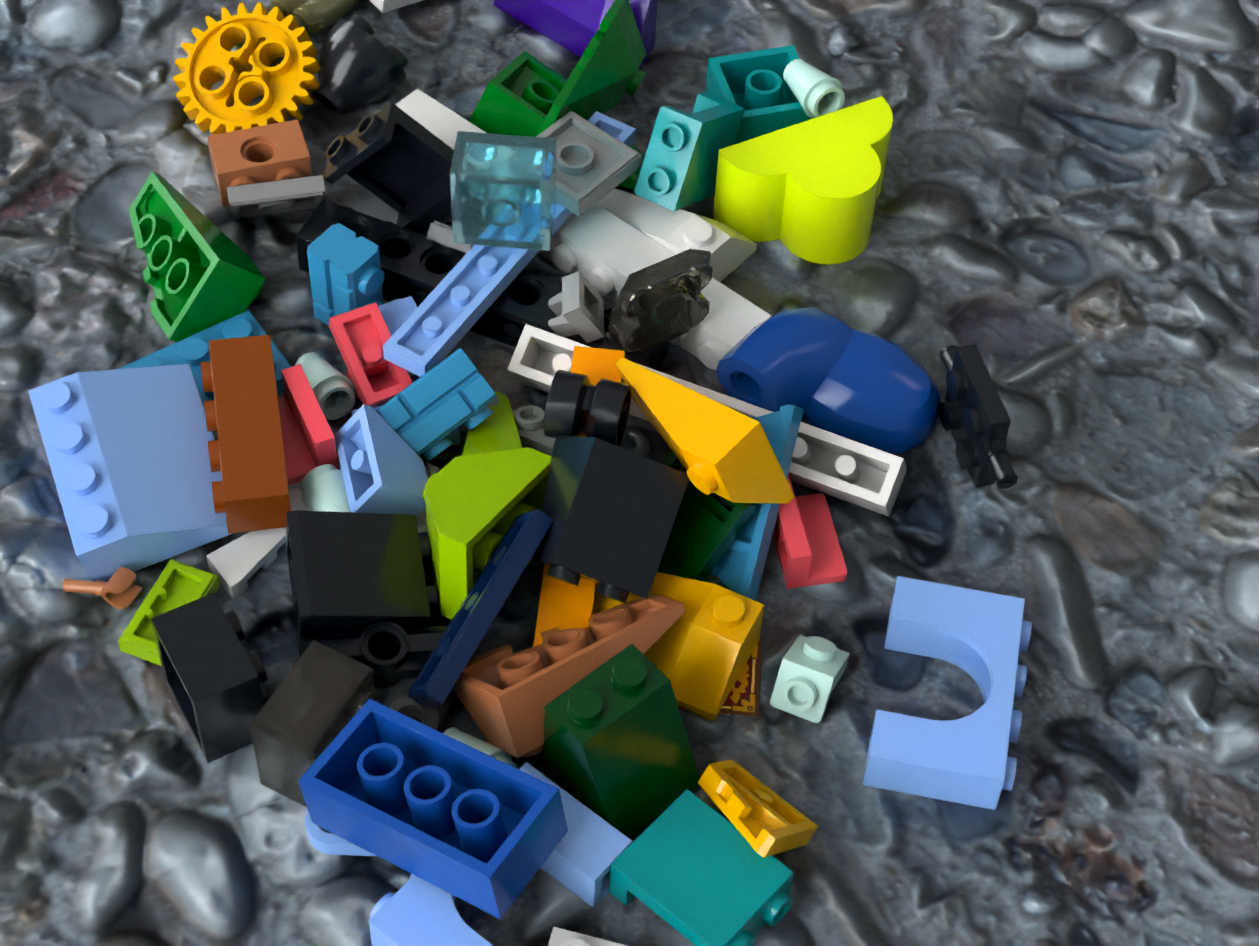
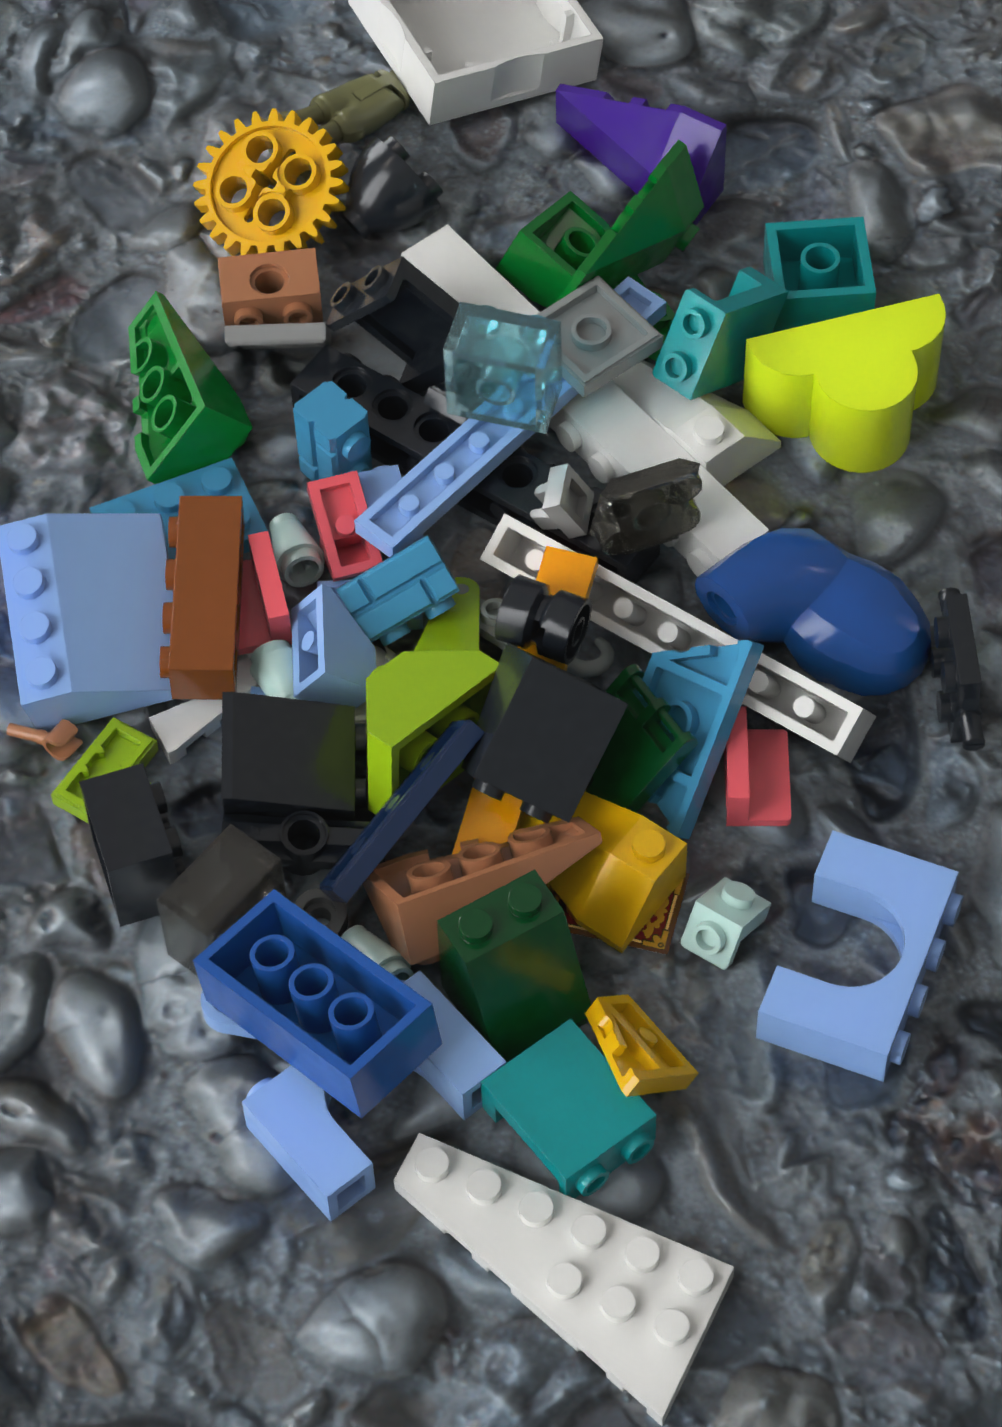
camera: 15 degrees right, 5 degrees up
(713, 442) = (657, 673): yellow wedge -> none
(813, 88) = (868, 276): light aqua cone -> none

